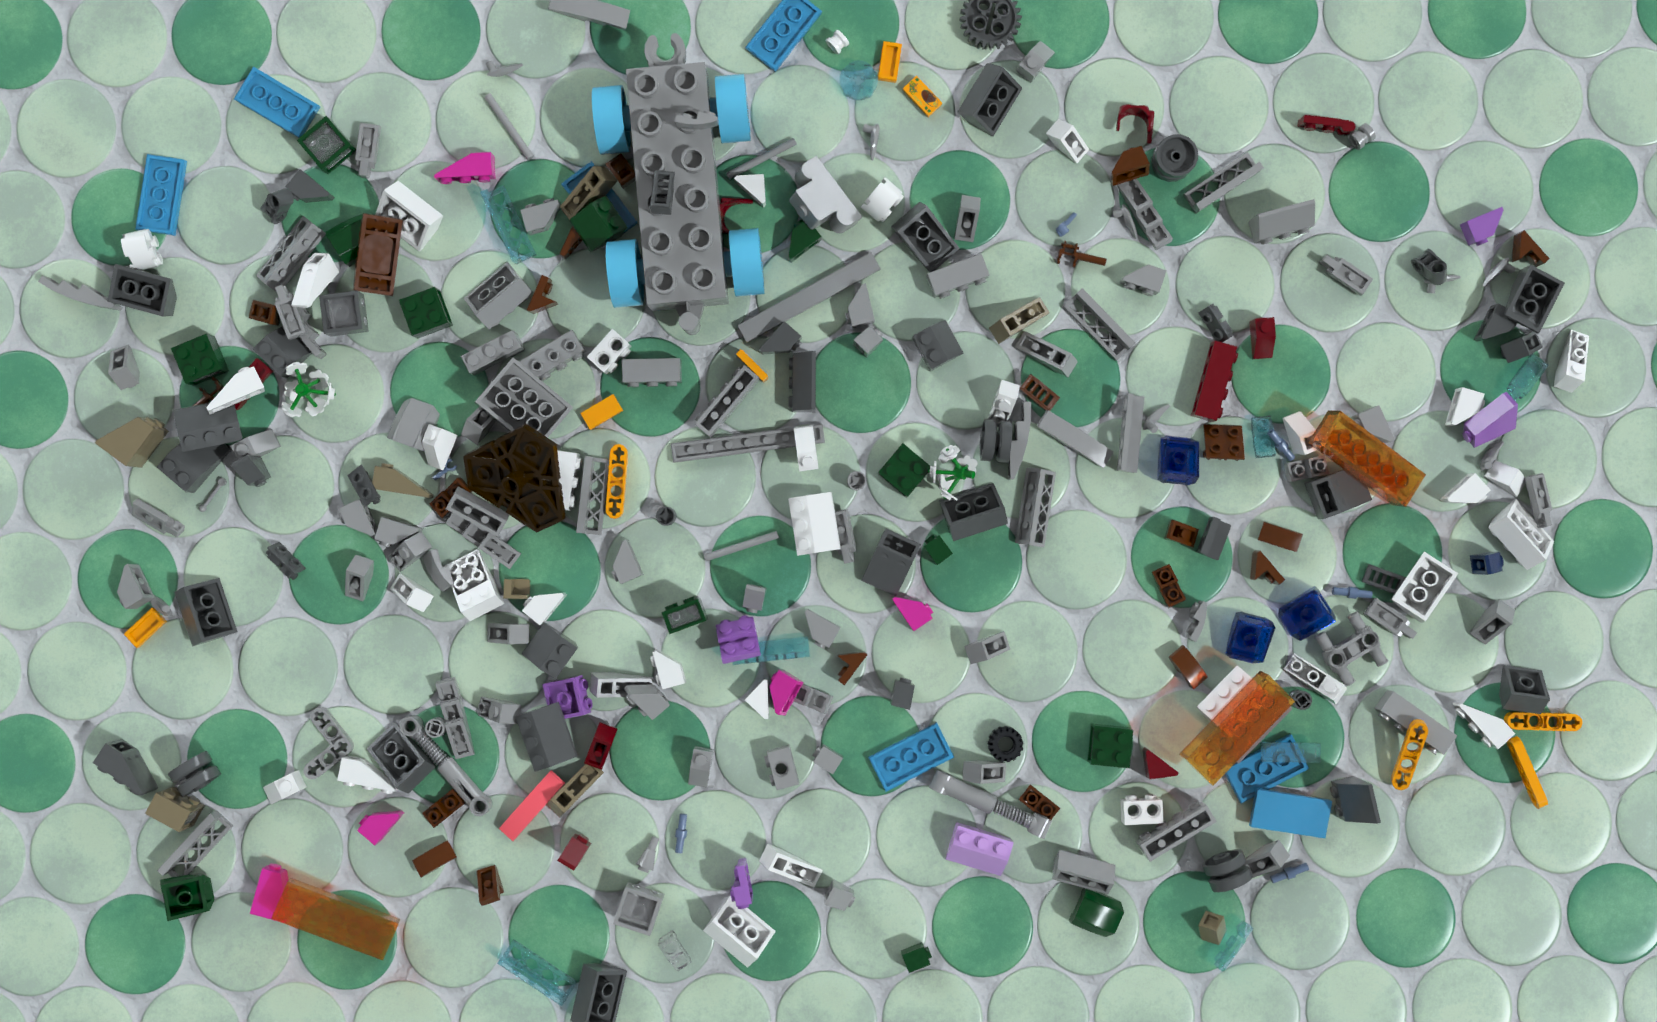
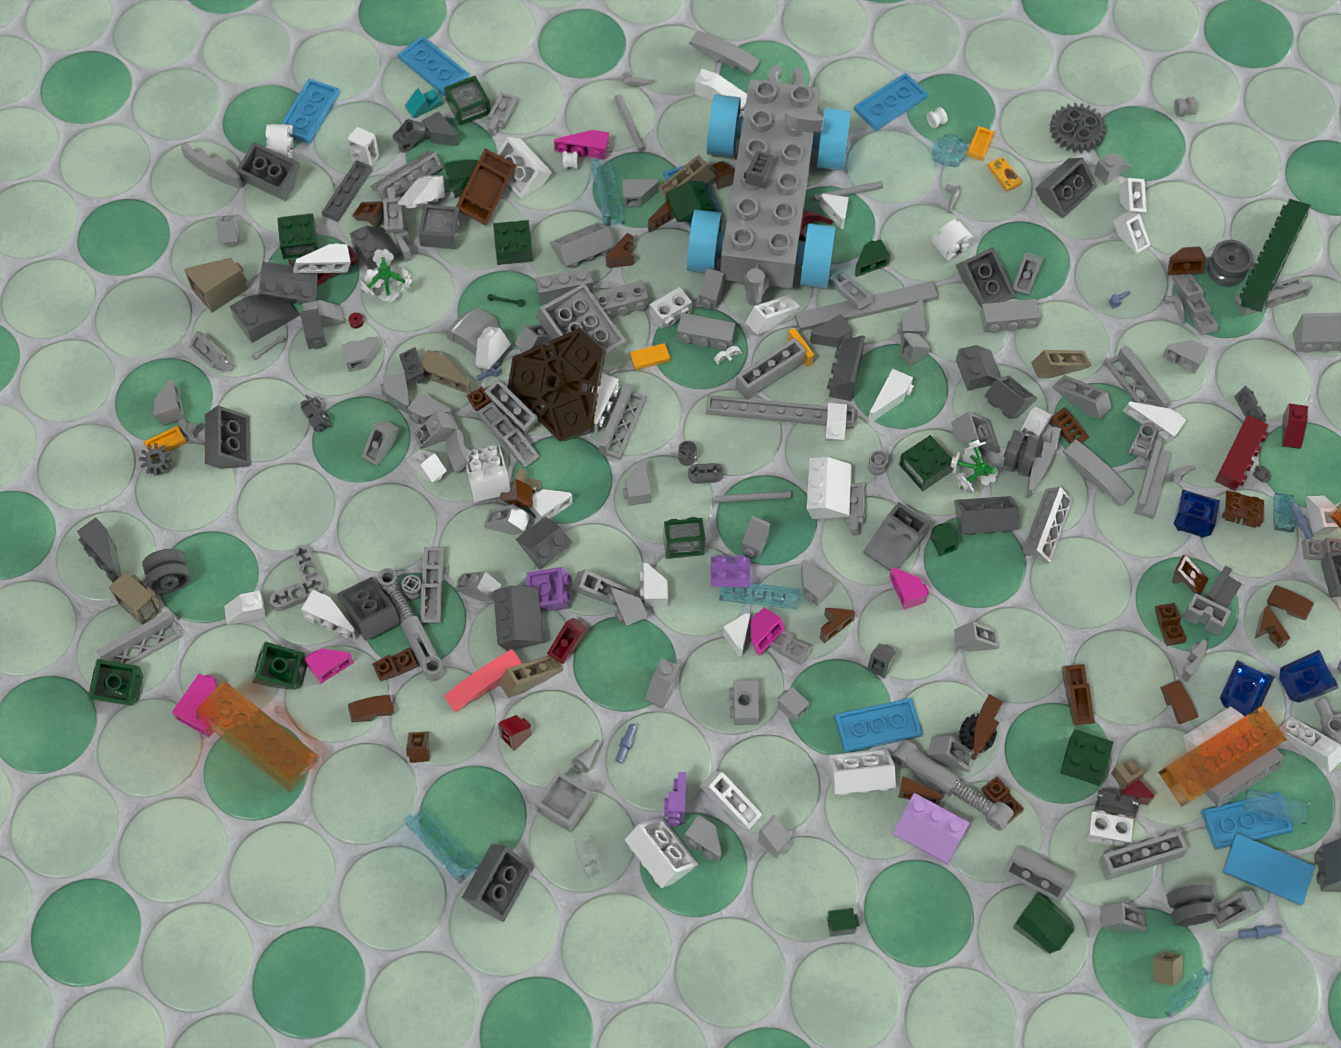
camera: 15 degrees right, 25 degrees down
(135, 658) = (155, 451): none -> dark grey gear
(233, 235) = (363, 146): none -> white brick
(233, 287) = (346, 190): none -> dark grey tile
(281, 156) = (423, 103): none -> teal slope
(291, 438) = (356, 320): none -> dark red piece
(308, 483) = (361, 353): none -> light grey slope
(336, 841) = (279, 667): none -> dark green slope
(454, 379) = (520, 302): none -> dark green hinge
(458, 193) = (570, 160): none -> white wheel
(512, 611) = (519, 495): none -> reddish brown slope
(596, 62) = (711, 83): none -> white slope
(620, 481) = (645, 415): light orange beam -> none
(646, 324) = (711, 289): none -> light grey slope
(679, 389) = (733, 350): none -> white piece
(687, 527) = (705, 473): none -> dark grey beam
(714, 332) = (769, 314): none -> white slope
(774, 908) = (704, 837): none -> light grey slope
(790, 288) = (851, 291): none -> light grey hinge
(822, 199) = (897, 228): brick -> none
(856, 395) = (892, 394): none -> white slope
(904, 808) = (862, 771): none -> white slope
(948, 425) = (975, 427): none -> light grey slope
(956, 817) = (909, 787): none -> reddish brown slope
(975, 372) = (1009, 397): none -> dark grey slope
(1011, 745) = (985, 725): none -> reddish brown slope
(1063, 99) = (1133, 195): none -> white slope
(1079, 256) = (1129, 326): reddish brown piece -> none
(1092, 681) = (1078, 694): none -> reddish brown slope
(1114, 394) = (1142, 444): none -> light grey piece
(1131, 366) = (1164, 419): none -> white slope
(1141, 111) = (1202, 223): dark red helmet -> none
(1145, 786) = (1127, 804): none -> dark grey hinge
(1151, 760) = (1127, 774): none -> dark tan panel
(1166, 892) = (1123, 918): none -> light grey slope
(1209, 573) = (1208, 613): none -> light grey brick
(1221, 138) = (1274, 255): none -> dark green brick
(1237, 400) = (1262, 474): none -> dark grey plate
(1299, 696) = (1289, 761): dark grey wheel -> none

